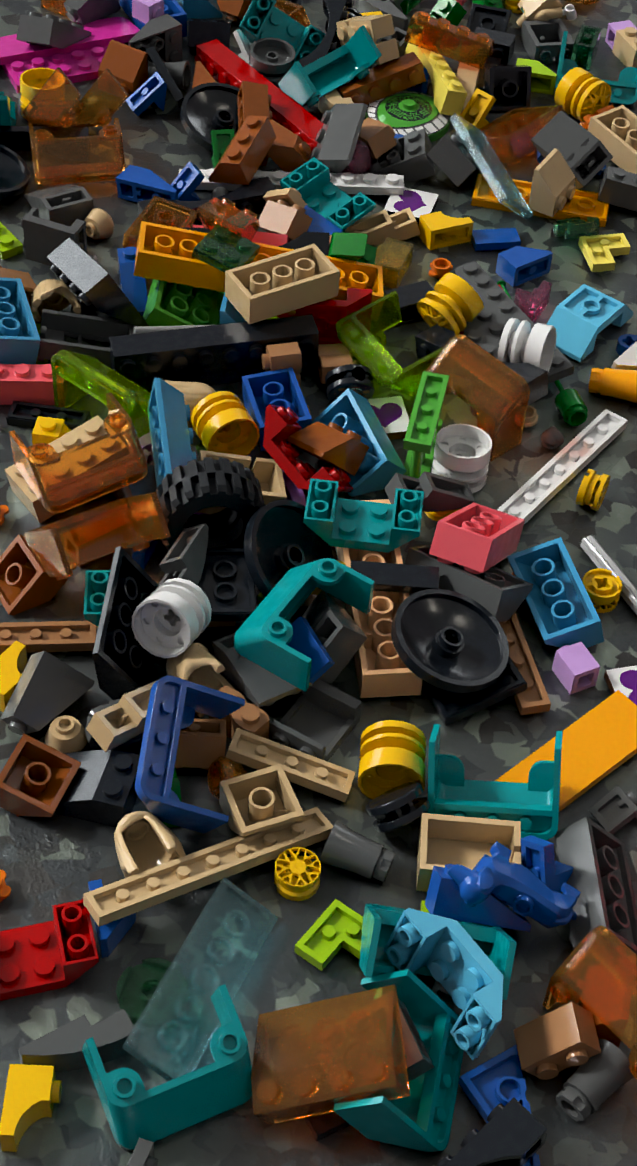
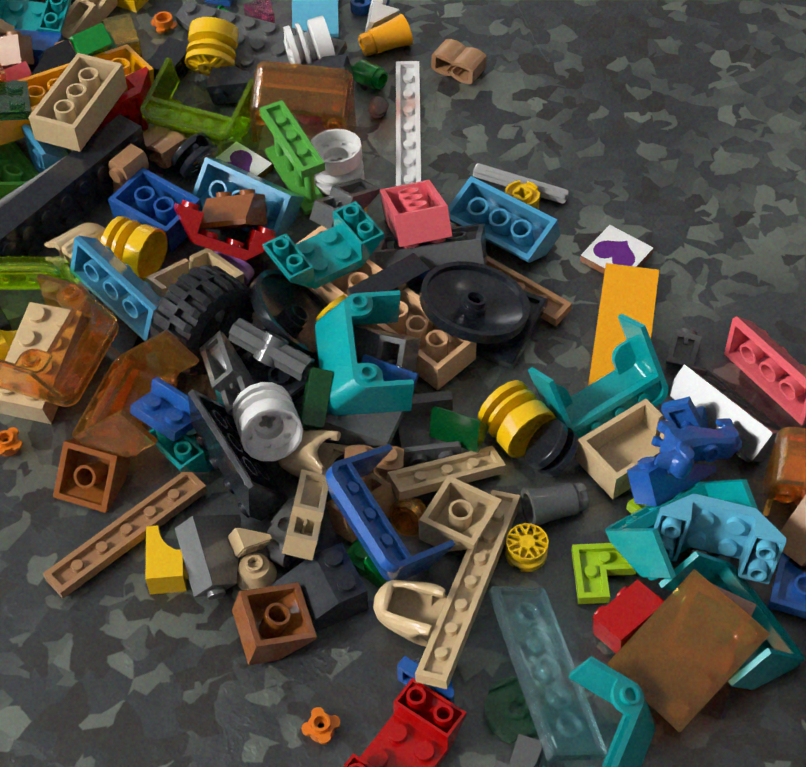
camera: 35 degrees left, 5 degrees up
(73, 704) = (247, 541): none -> tan slope
(101, 556) = (164, 410): none -> blue bracket
(228, 626) = (315, 398): none -> dark green slope
(231, 564) = (270, 349): none -> dark grey piece
(315, 983) = (625, 615): none -> red brick
(335, 736) = (454, 427): none -> dark green slope
(575, 667) = (560, 266): lavender brick -> none
(593, 490) = (447, 128): yellow wheel -> none

